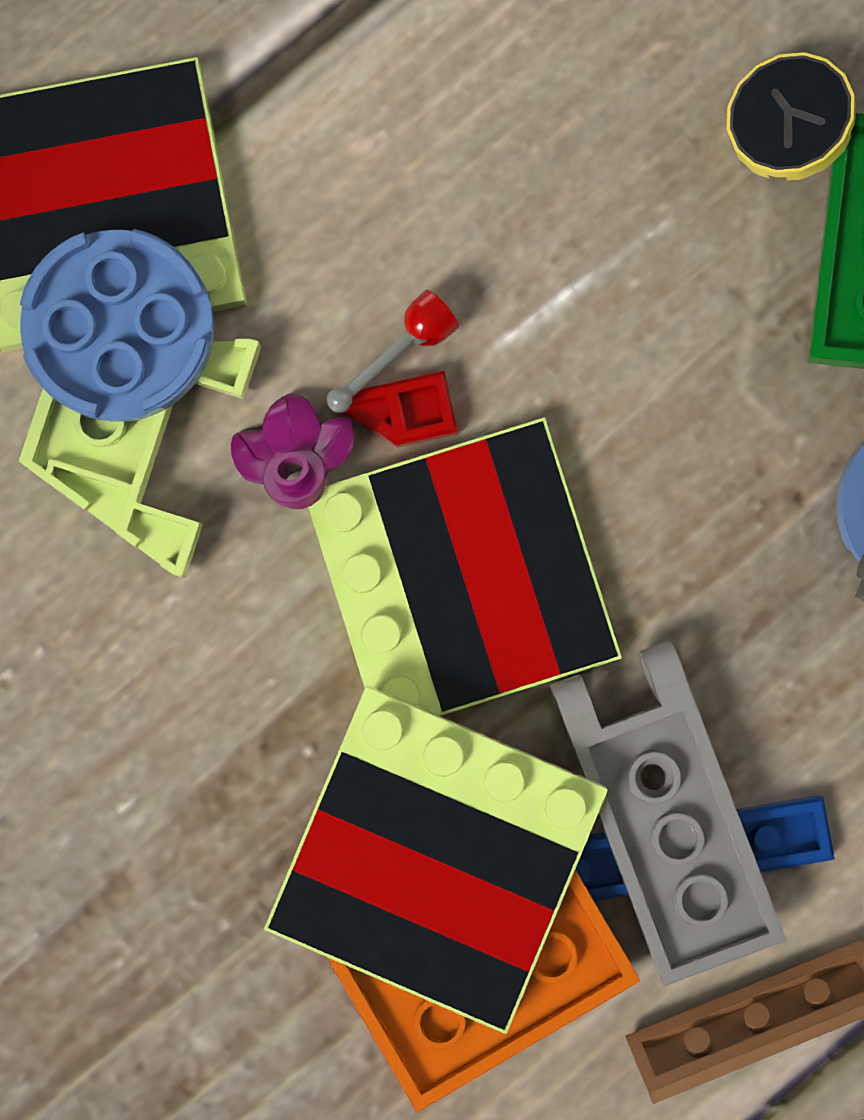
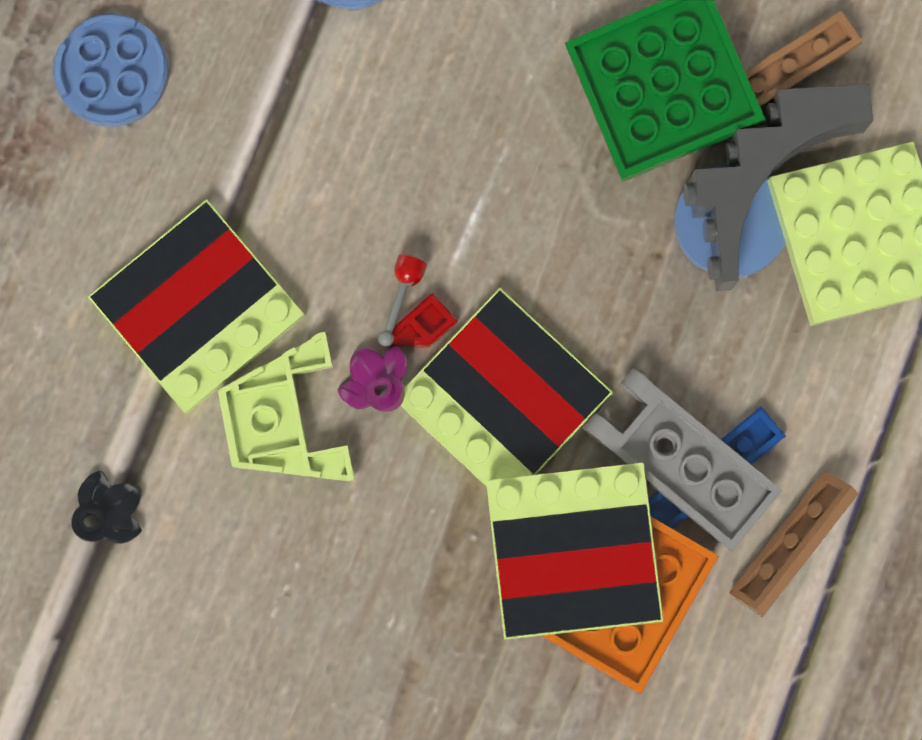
camera: 25 degrees left, 5 degrees down
(116, 325) = (245, 364): medium blue tile -> none
(791, 116) = (540, 59): black tile -> none

